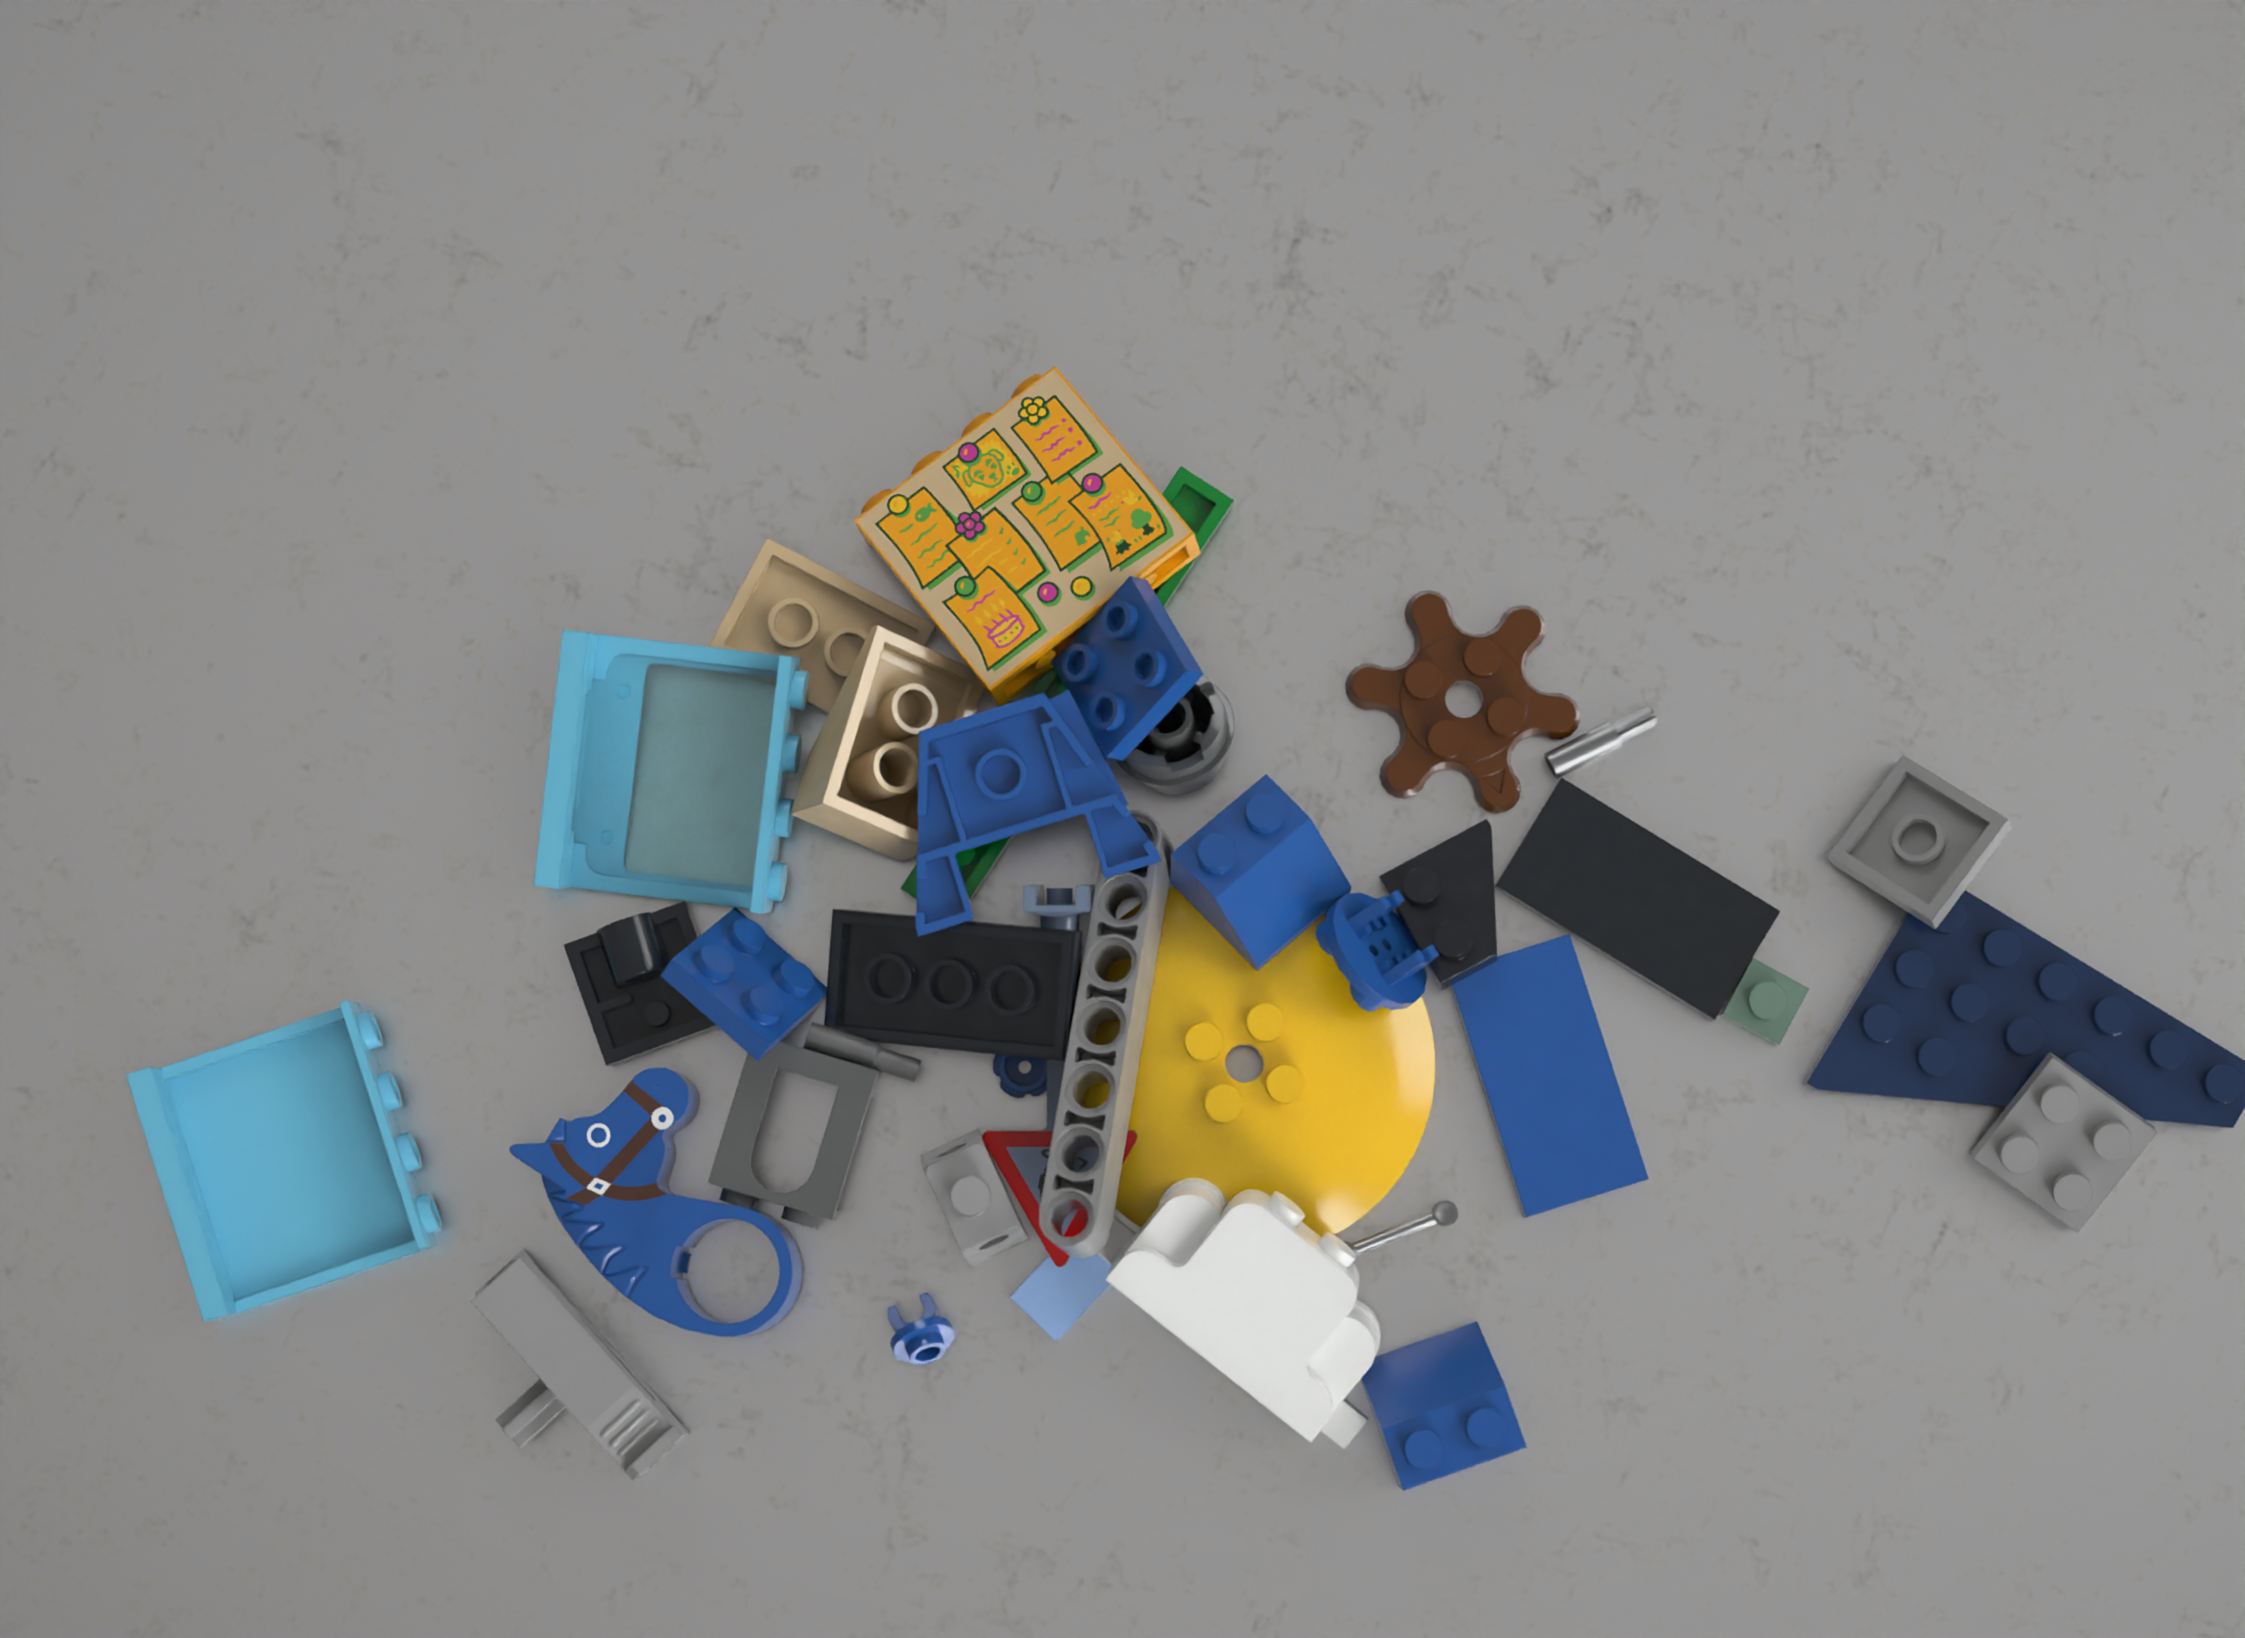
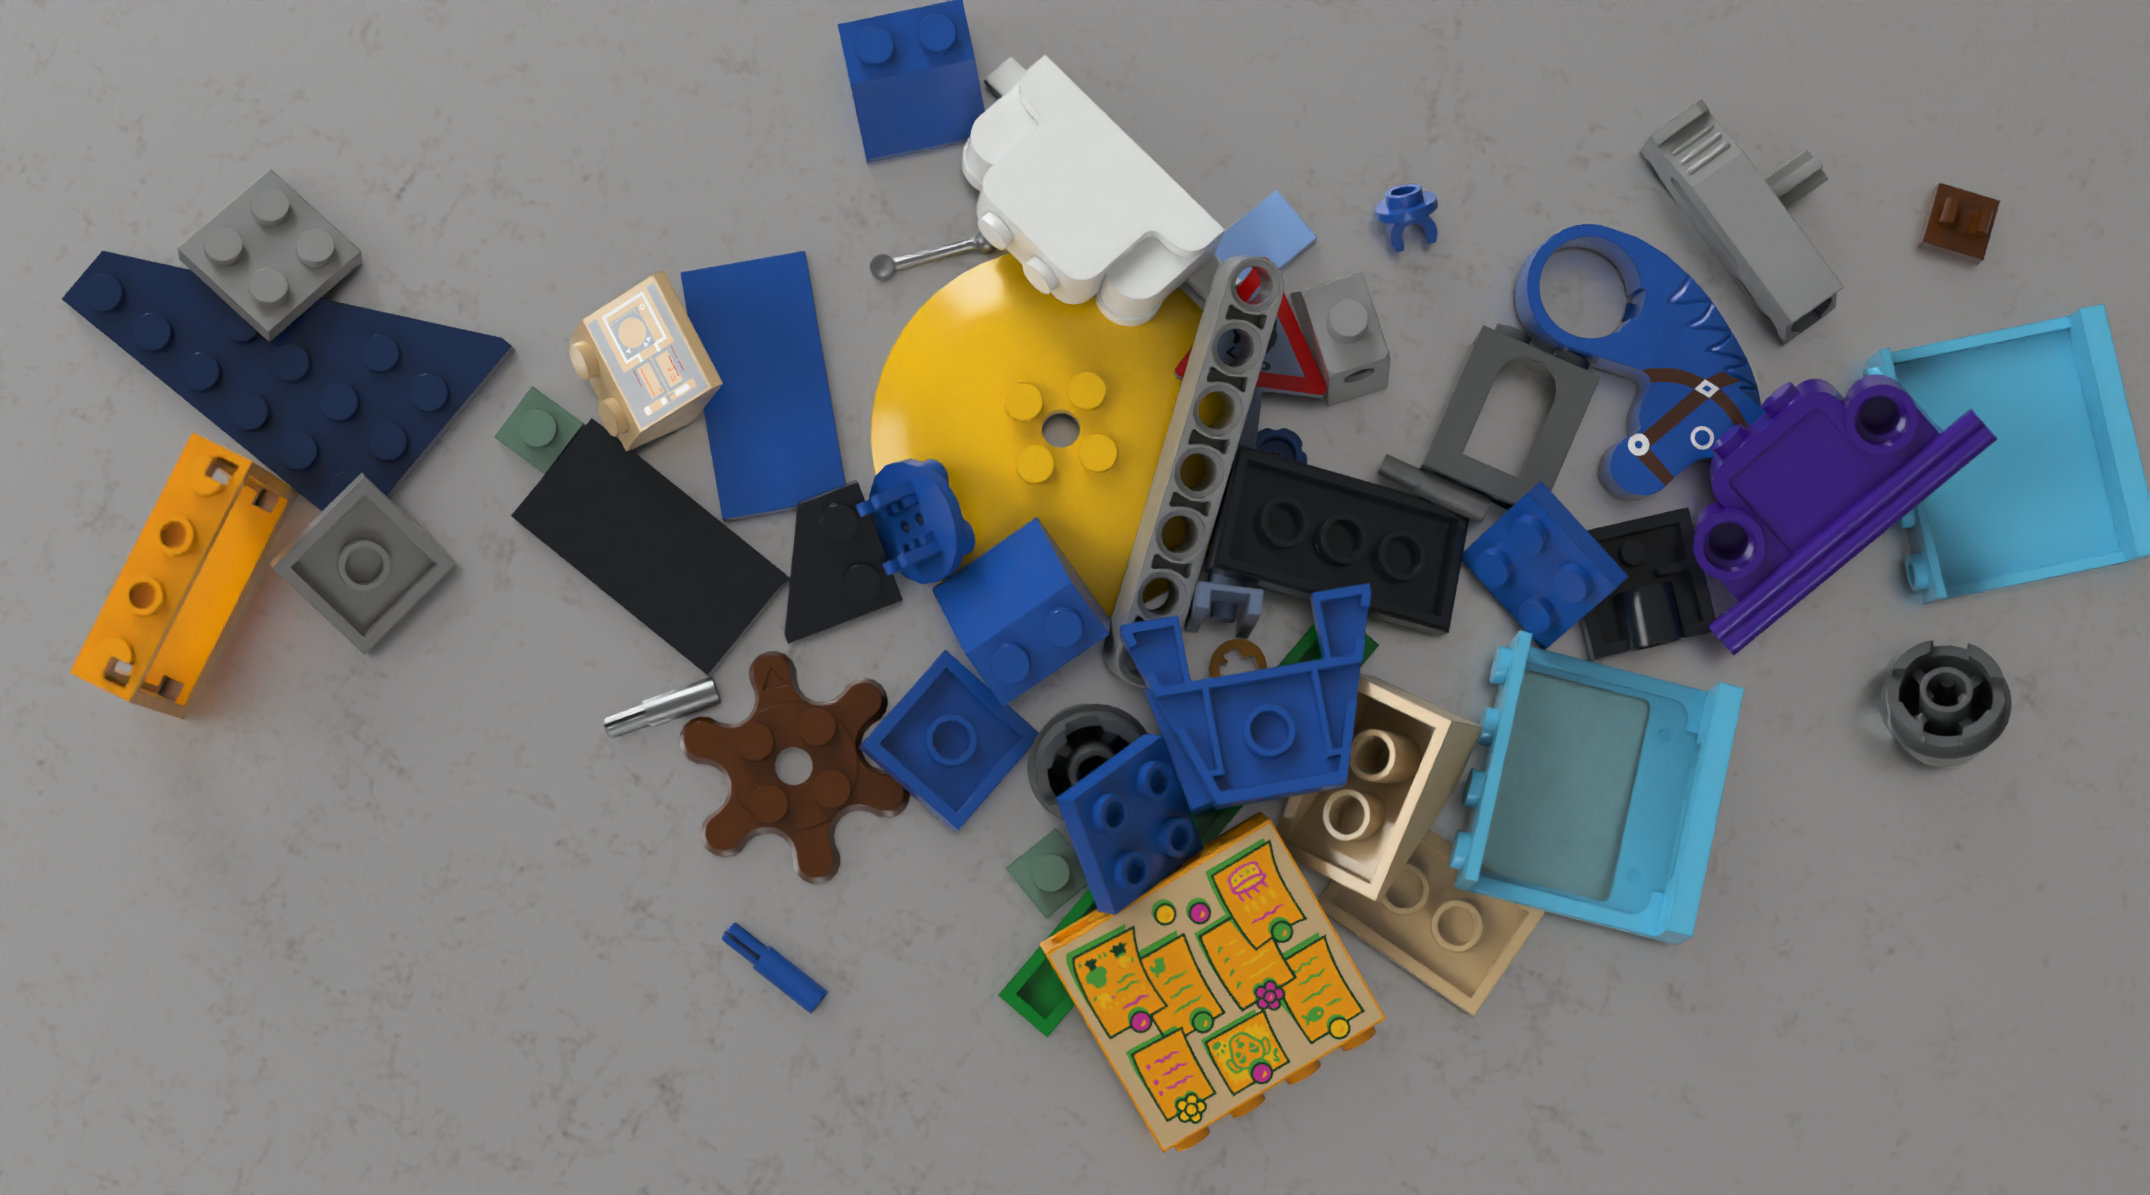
camera: 175 degrees left, 0 degrees up
(331, 896) = (1945, 703): none -> dark grey cone
(356, 1396) = (1958, 223): none -> reddish brown tile
(479, 1089) = (1816, 489): none -> dark purple brick
(1031, 869) = (1245, 650): none -> light orange bush
(1203, 624) = (1049, 873): none -> sand green plate
(1314, 739) = (949, 741): none -> blue plate
(1453, 503) = (776, 968): none -> blue pin
(1672, 1073) = (644, 363): none -> tan slope
(2092, 789) = (184, 578): none -> light orange window

